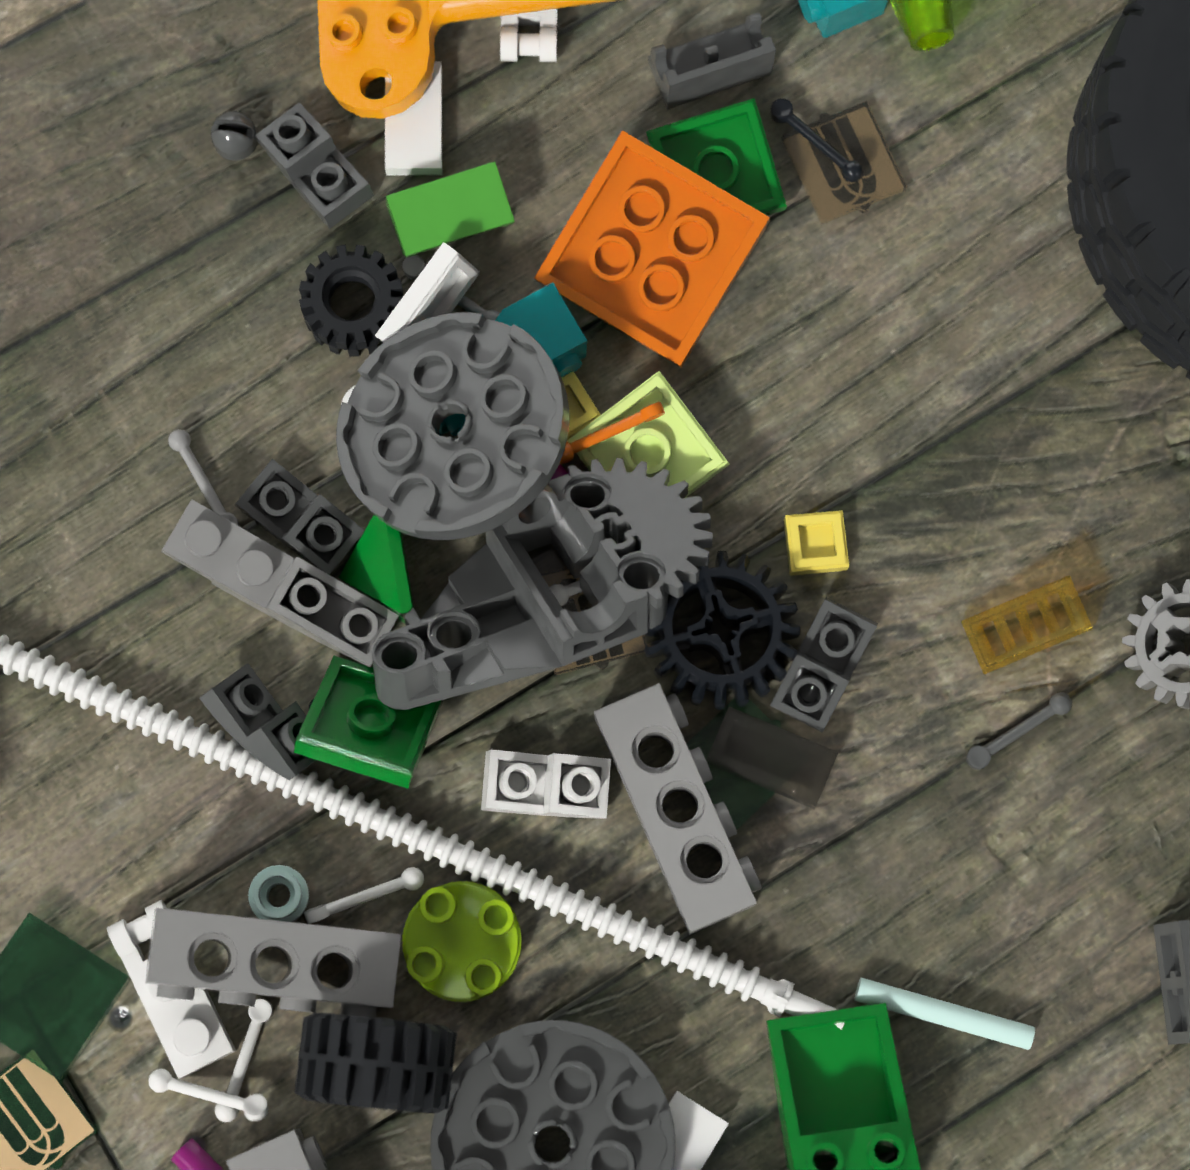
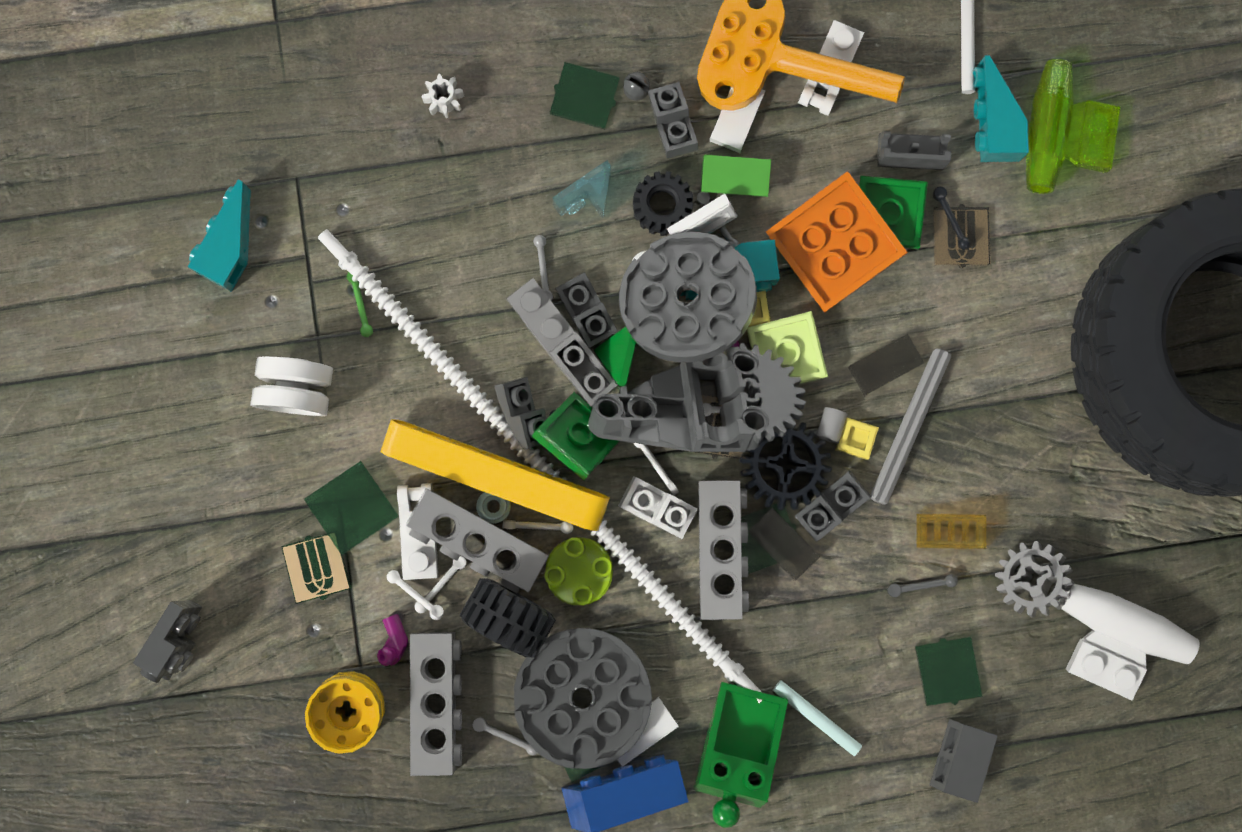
camera: 25 degrees right, 5 degrees up
(157, 184) = (584, 95): none -> clear green piece
(226, 319) = (591, 186): none -> clear light blue slope
(258, 841) = (495, 475): none -> yellow beam
(550, 739) = (670, 485): none -> white hinge
(646, 414) = (766, 333): orange hinge -> none
(767, 537) = (831, 425): none -> light grey hinge
(812, 409) = (886, 364): none -> clear smoke tile
(892, 490) = (910, 426): none -> light grey axle
(1119, 849) = (948, 671): none -> clear green piece

